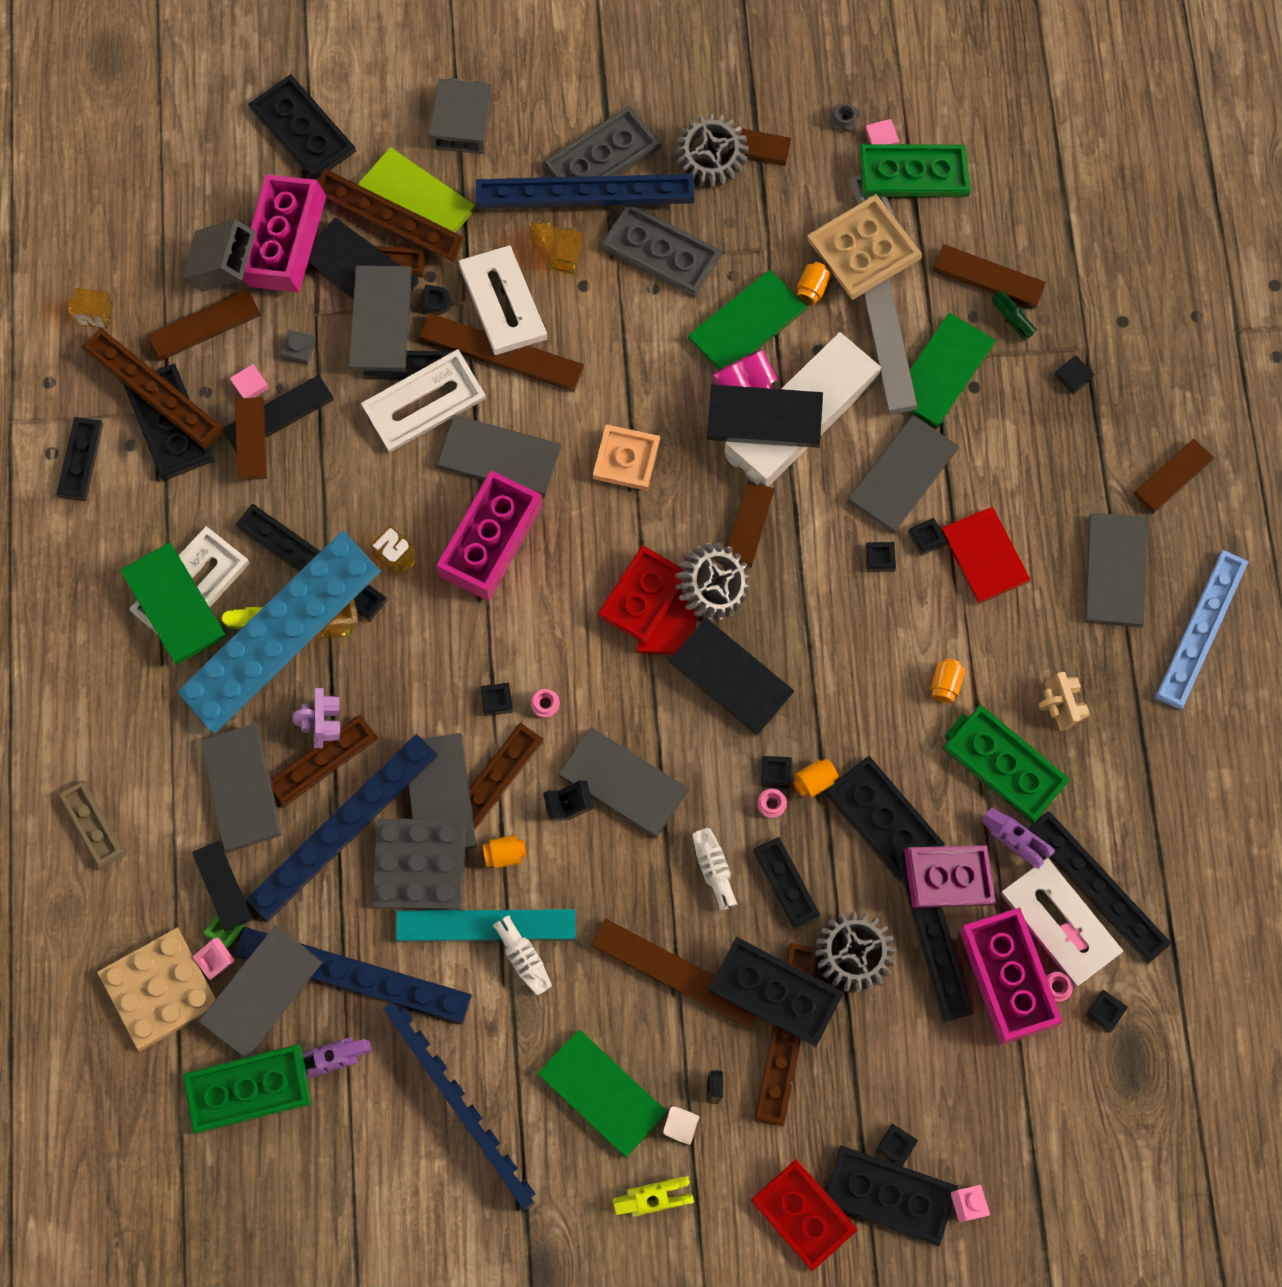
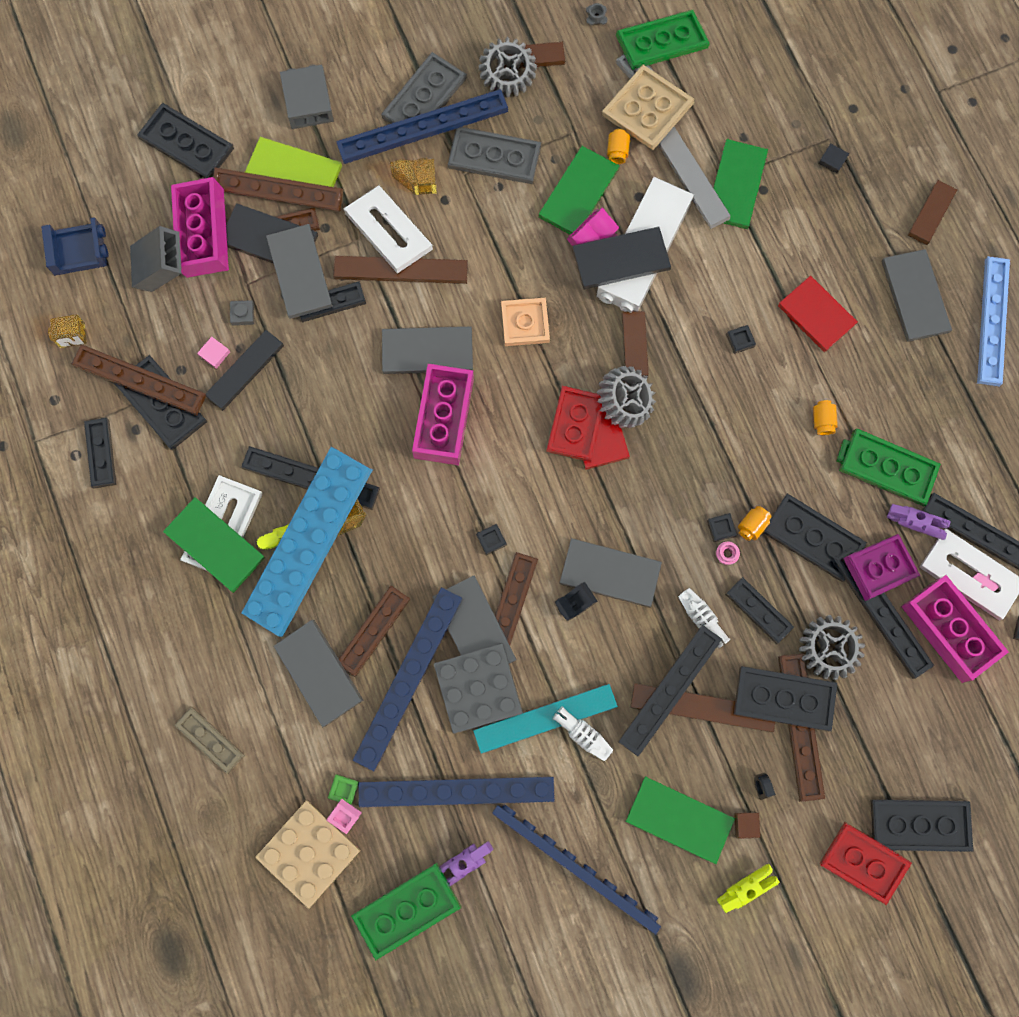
camera: 20 degrees left, 5 degrees up
(132, 214) = (75, 248): none -> dark blue panel
(204, 325) = (162, 318): reddish brown tile -> none
(222, 886) = (330, 756): black tile -> none
(251, 438) = (230, 395): reddish brown tile -> none
(261, 991) = (390, 831): dark grey tile -> none
(322, 707) = (360, 589): lavender hips -> none
(386, 403) = (363, 296): white piece -> none
(393, 551) = (372, 449): brick -> none
(435, 300) = (336, 245): black tile -> none
(504, 851) = (540, 657): light orange brick -> none
(545, 694) = (529, 524): bright pink plate -> none
(642, 937) = (670, 690): none -> black plate
(731, 676) = (664, 465): black tile -> none
(882, 133) = (628, 18): bright pink tile -> none
(897, 1145) = (913, 785): black tile -> none
(903, 474) = (735, 271): dark grey tile -> none
(927, 536) = (770, 313): black tile -> none
(970, 1203) = (984, 812): bright pink plate -> none
(989, 276) = (745, 103): reddish brown tile -> none
(1013, 315) = (774, 126): dark green axle -> none
(1061, 702) = (915, 407): tan hips -> none
(1066, 983) = (993, 621): bright pink plate -> none

